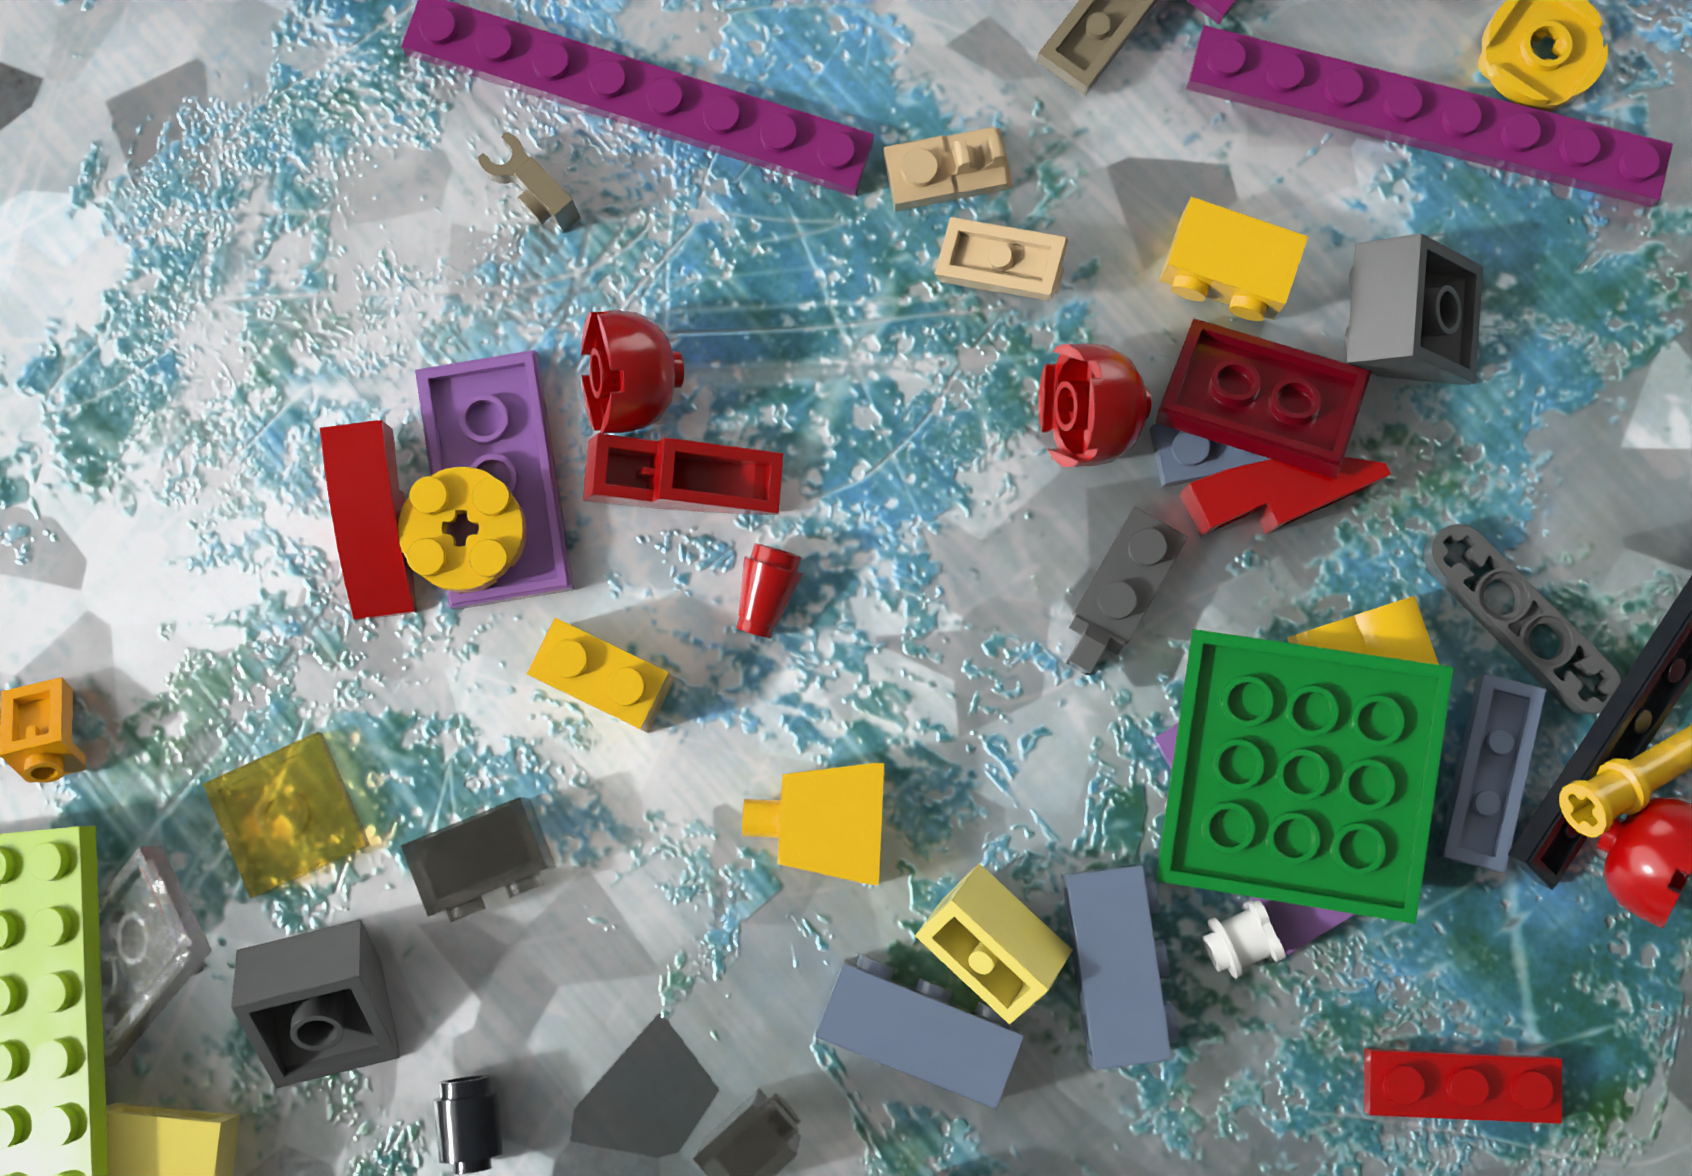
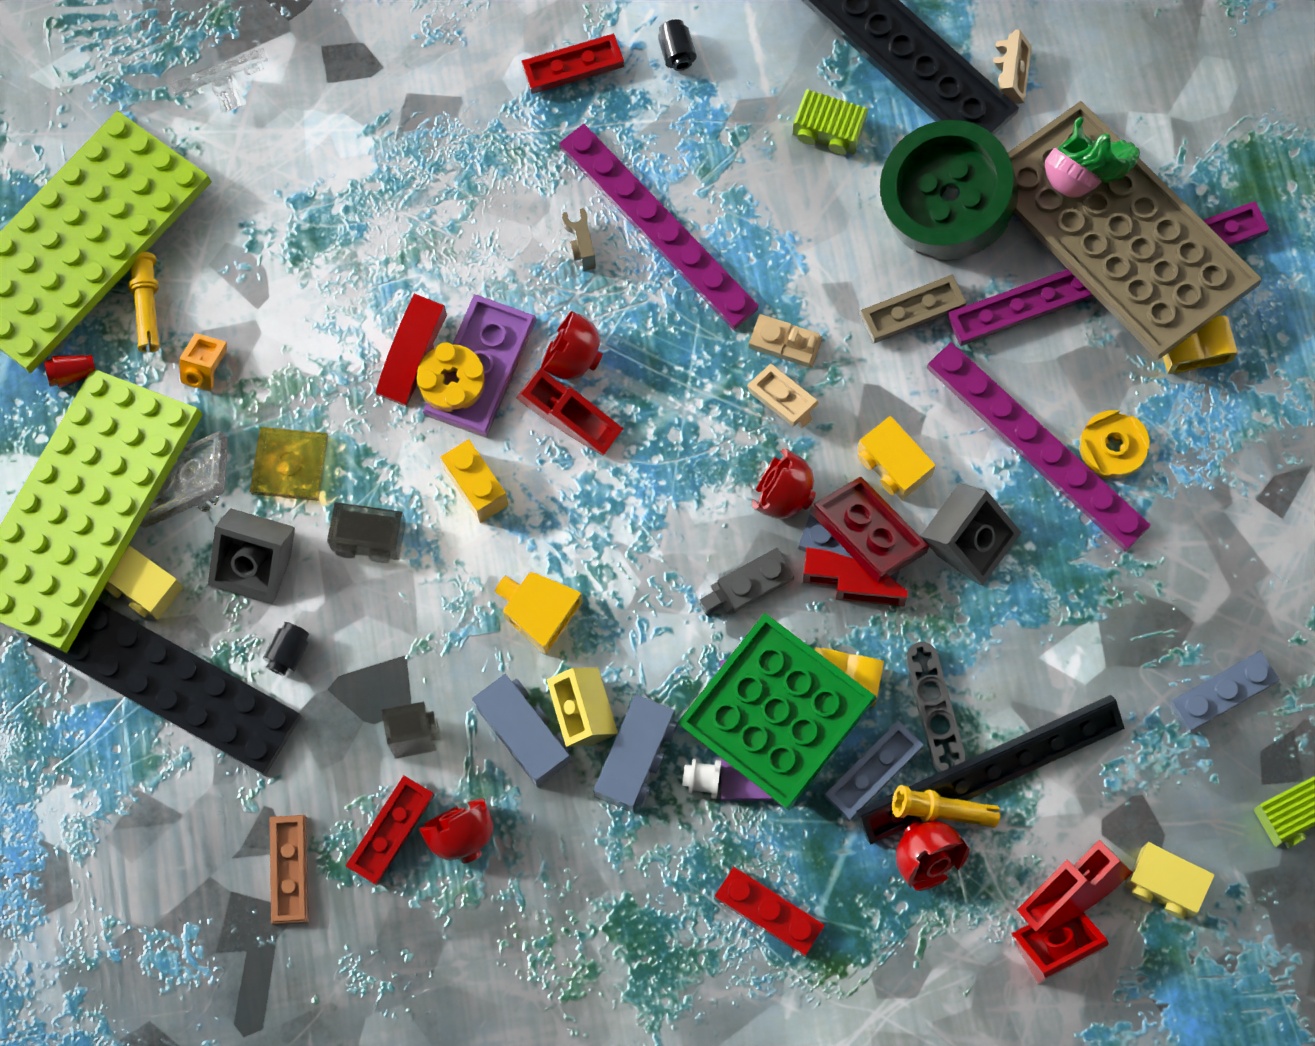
camera: 30 degrees right, 10 degrees down
(766, 588) = (576, 486): red cone -> none

